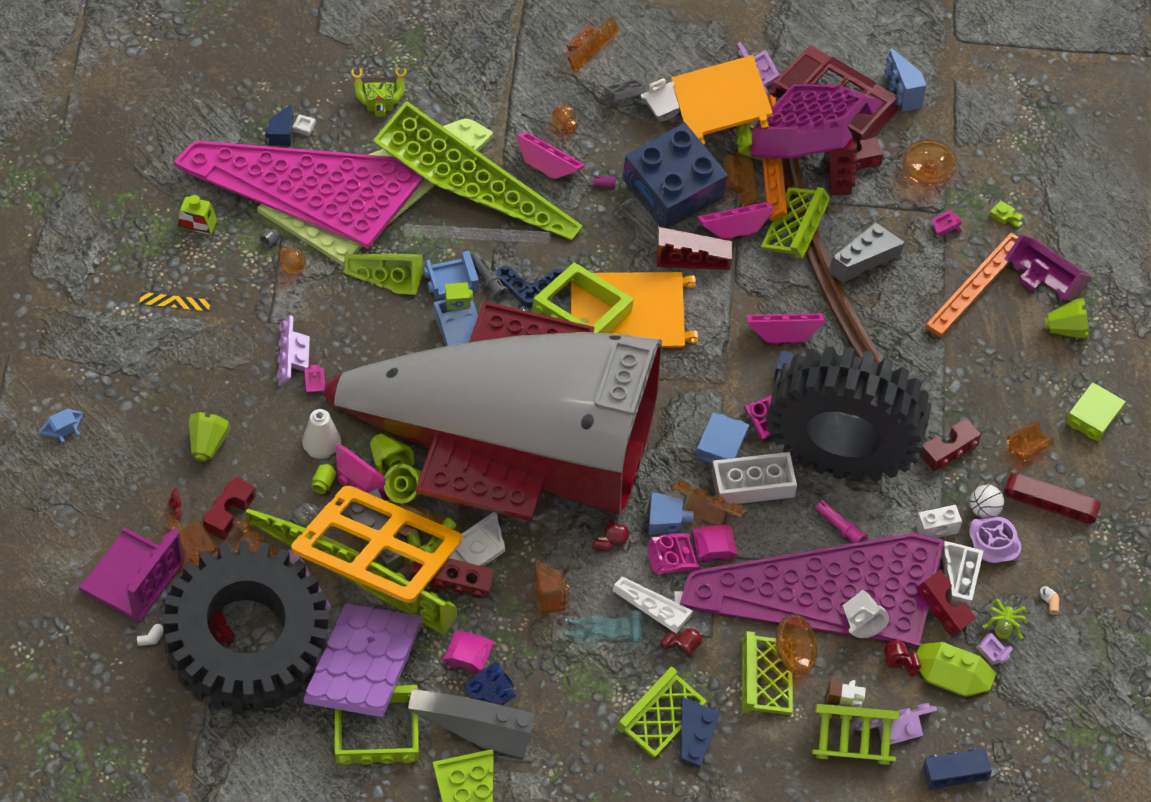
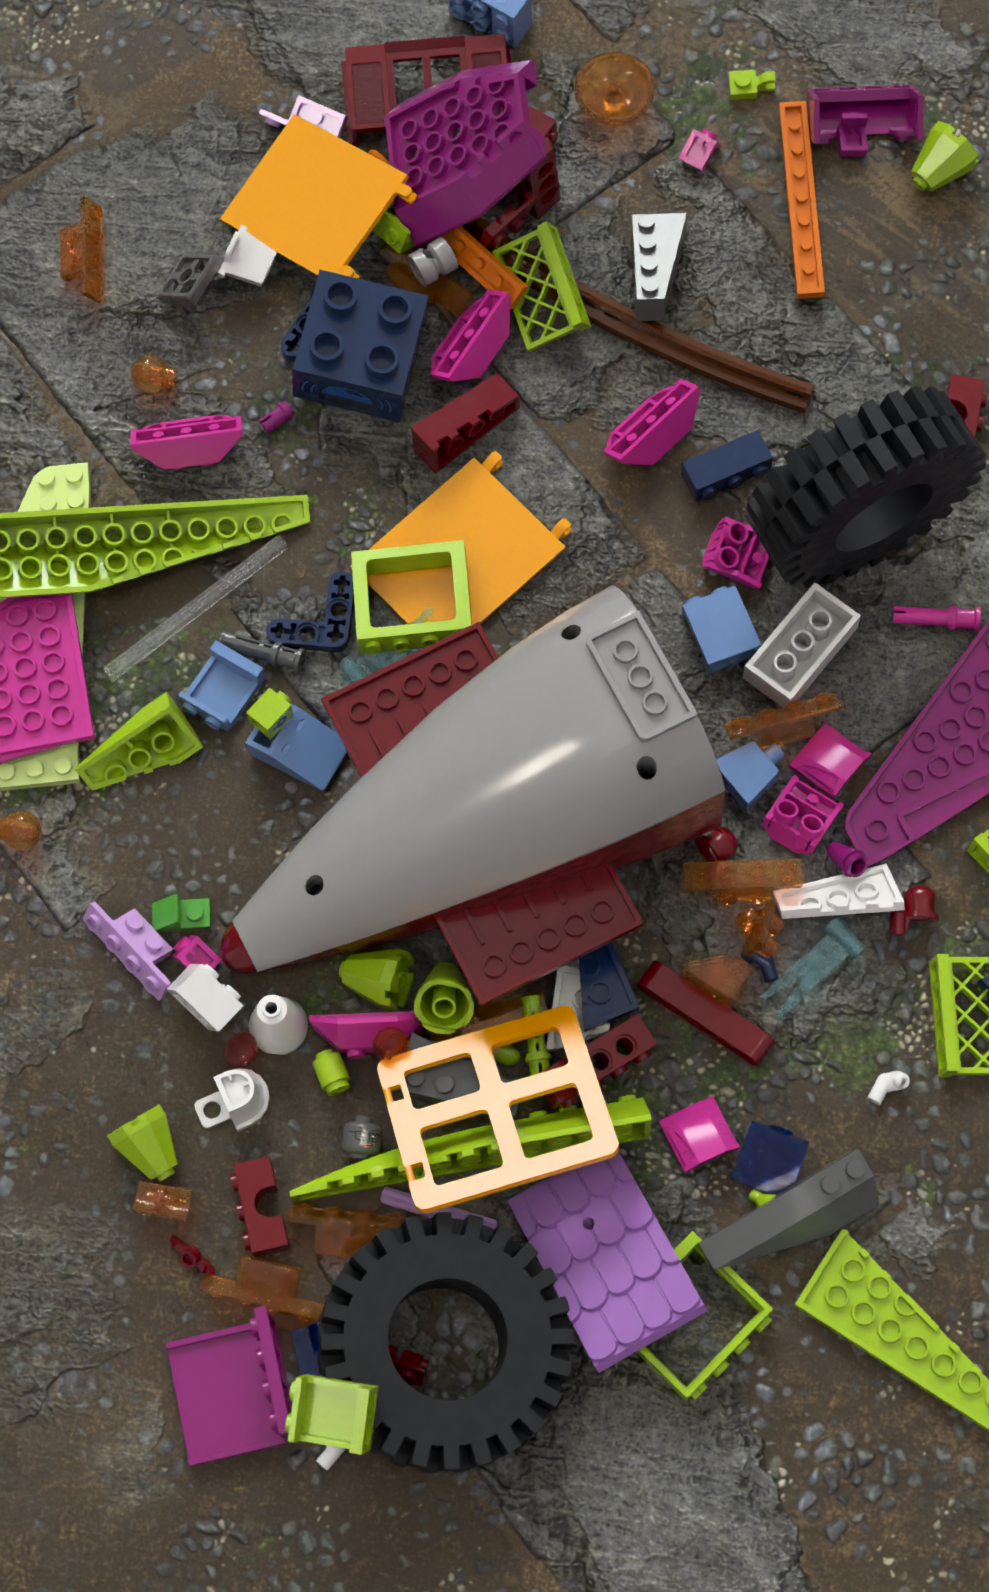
camera: 35 degrees left, 15 degrees up
(158, 596) = (332, 1413): none -> lime panel
(187, 467) = (162, 1201): none -> clear orange hips
(270, 453) = (241, 1097): none -> white container
(292, 435) = (240, 1049): none -> clear red hat
(297, 389) = (205, 996): none -> white brick
(328, 358) = (181, 915): none -> bright green slope
(361, 480) = (390, 1042): none -> clear red hat
(493, 542) = (604, 988): none -> dark blue wing
(529, 601) = (705, 1013): none -> dark red beam
(584, 601) = (766, 964): none -> dark blue arm
(585, 707) = (887, 1083): none -> white arm
(604, 586) = (757, 926): none -> clear orange hips
(610, 556) = (742, 879): none -> clear orange bracket
(673, 591) = (847, 859): none -> magenta cone
(750, 167) = (432, 262): none -> light grey wheel
(806, 177) = (510, 221): none -> dark red wing

